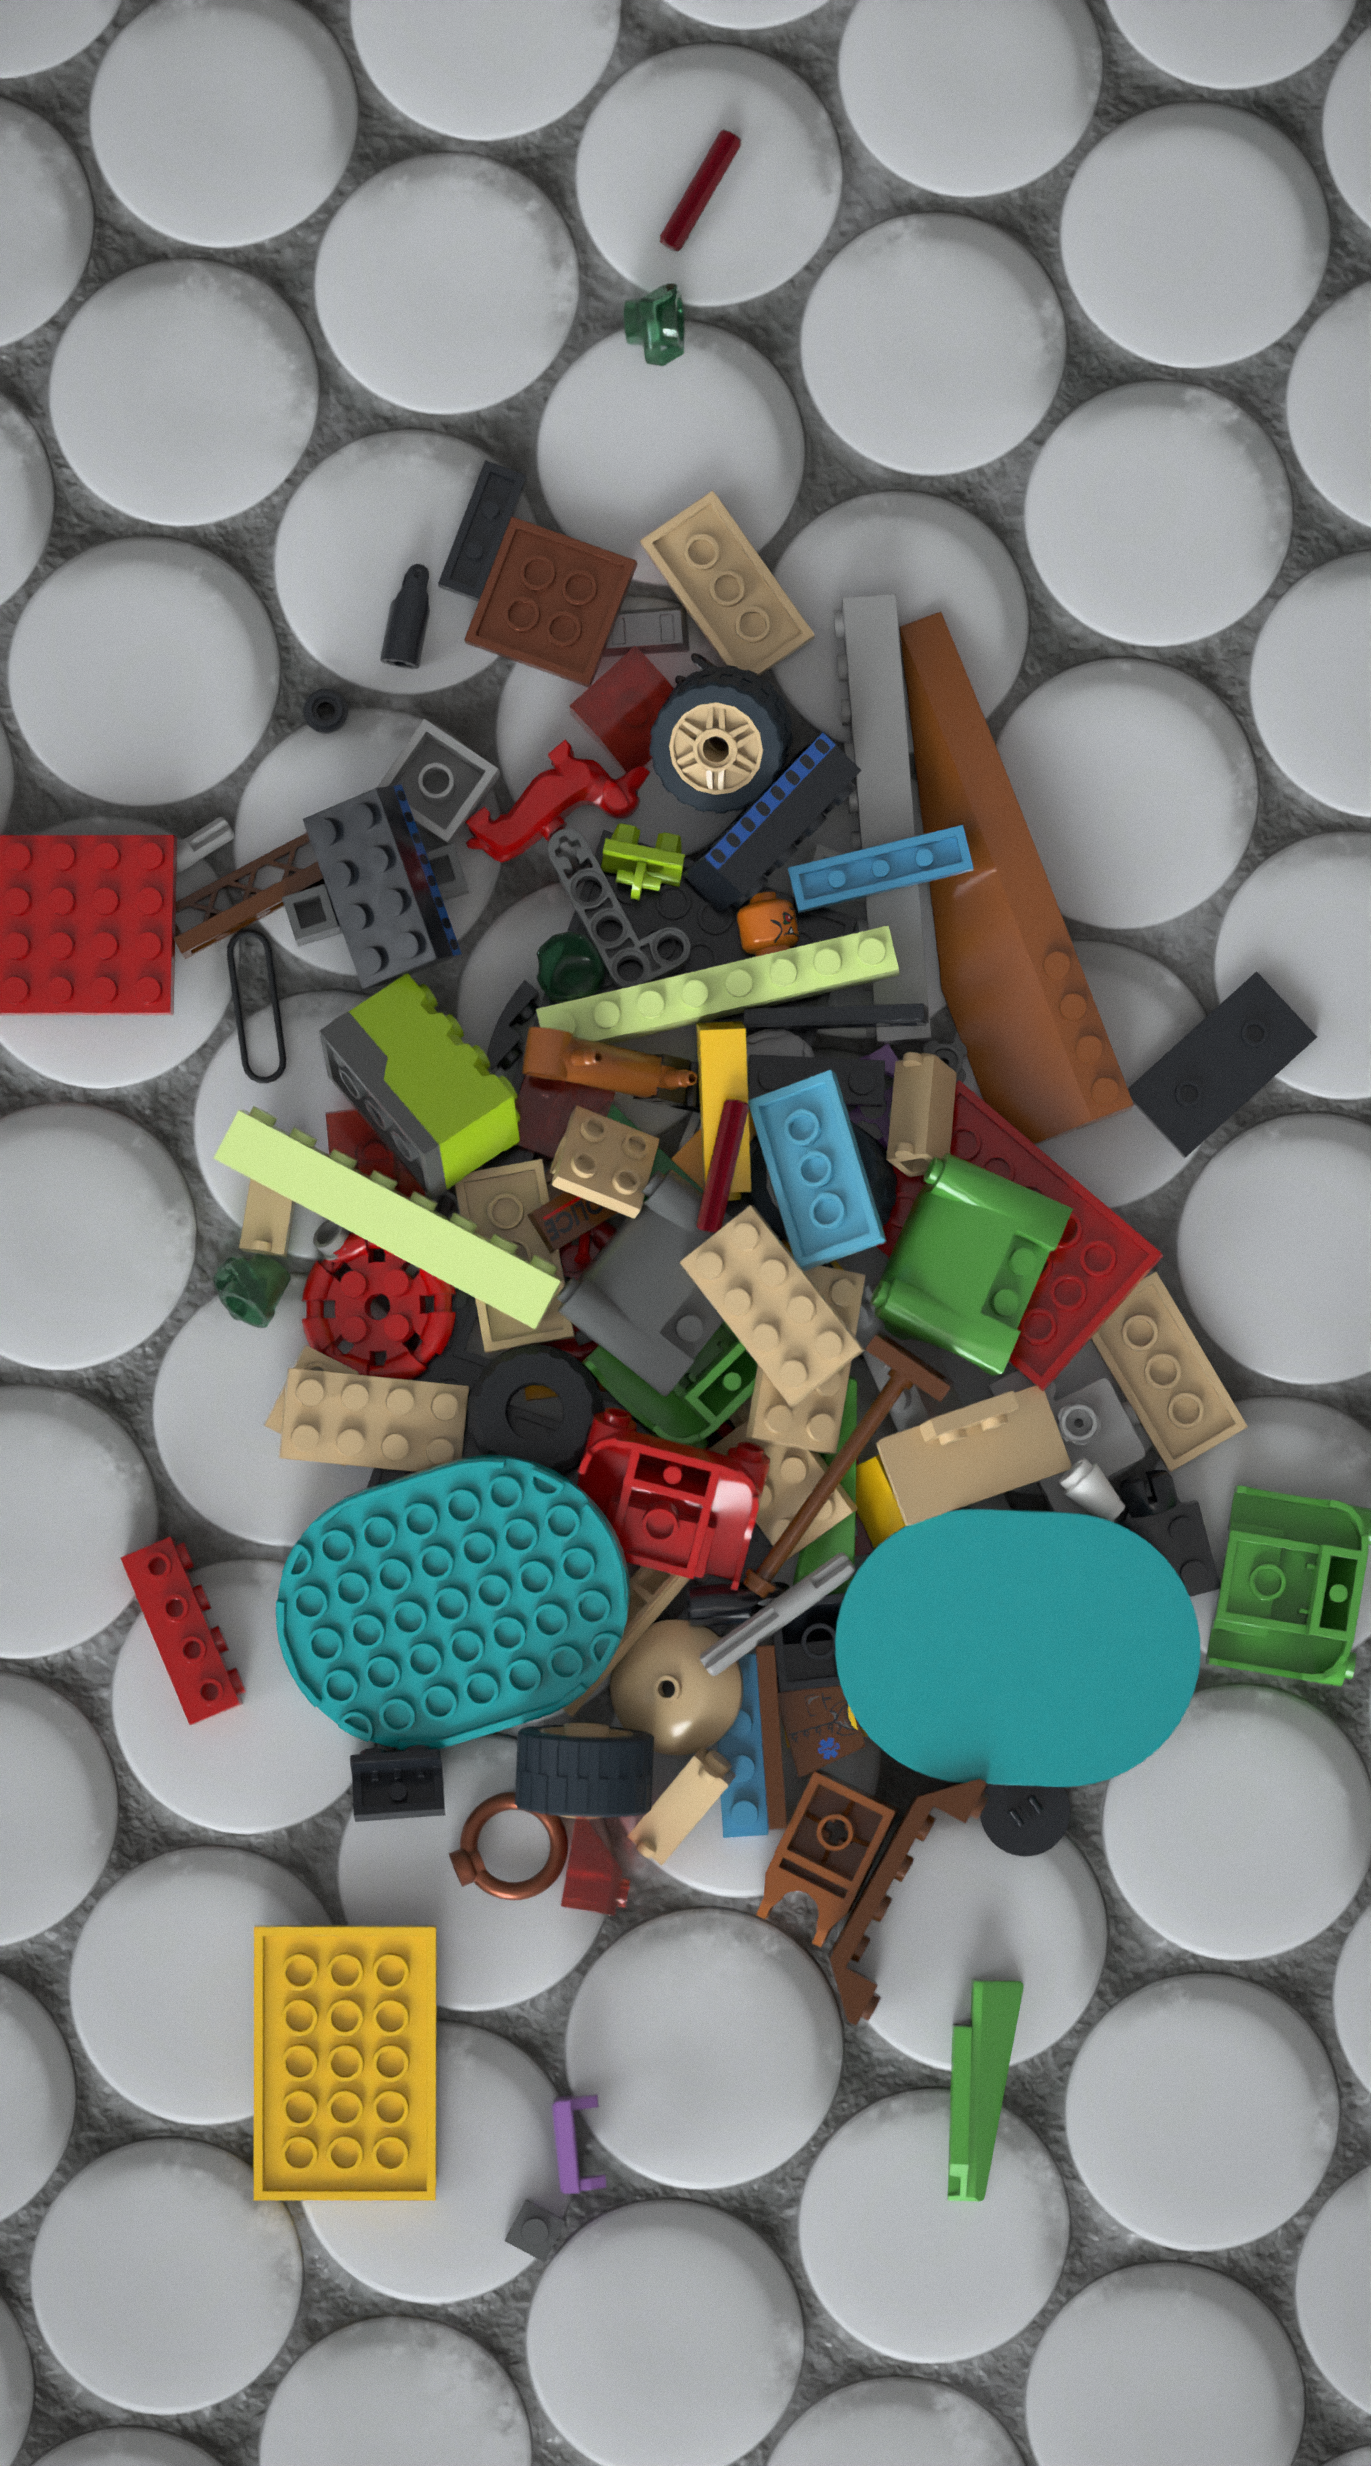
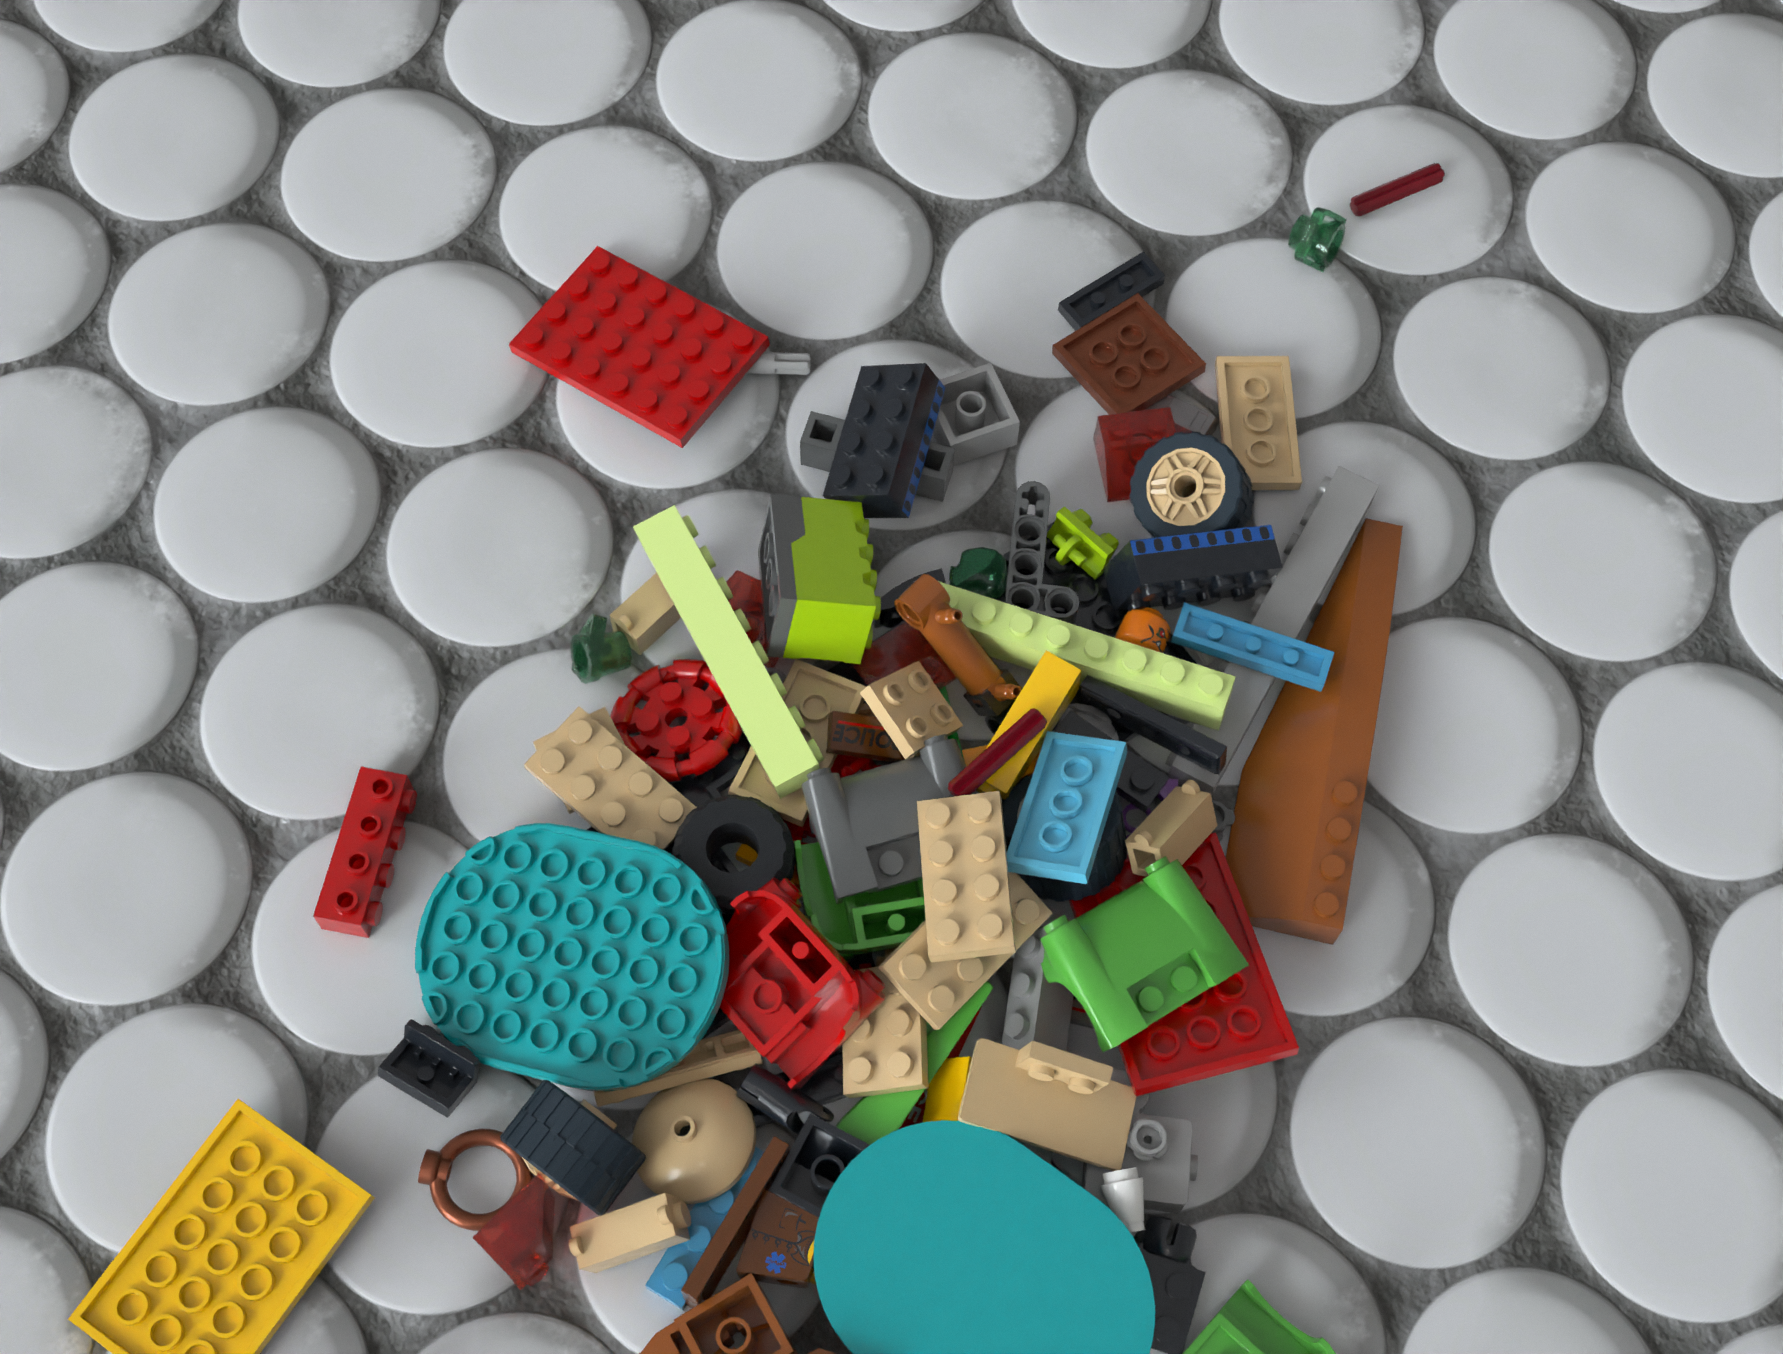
camera: 30 degrees right, 20 degrees down
(251, 908) = (775, 410): reddish brown fence -> none
(275, 1005) = (757, 491): black piece -> none
(320, 698) = (927, 327): black plate -> none
(329, 1238) = (680, 654): light grey plate -> none
(407, 621) = (1021, 314): black piece -> none
(551, 799) = (1059, 472): red animal -> none
(777, 1613) = (808, 1124): light grey axle -> none
(904, 1373) = (1035, 997): reddish brown tile -> none
(1166, 1375) = (1240, 1156): tan plate -> none
(1220, 1064) = (1426, 954): black plate -> none

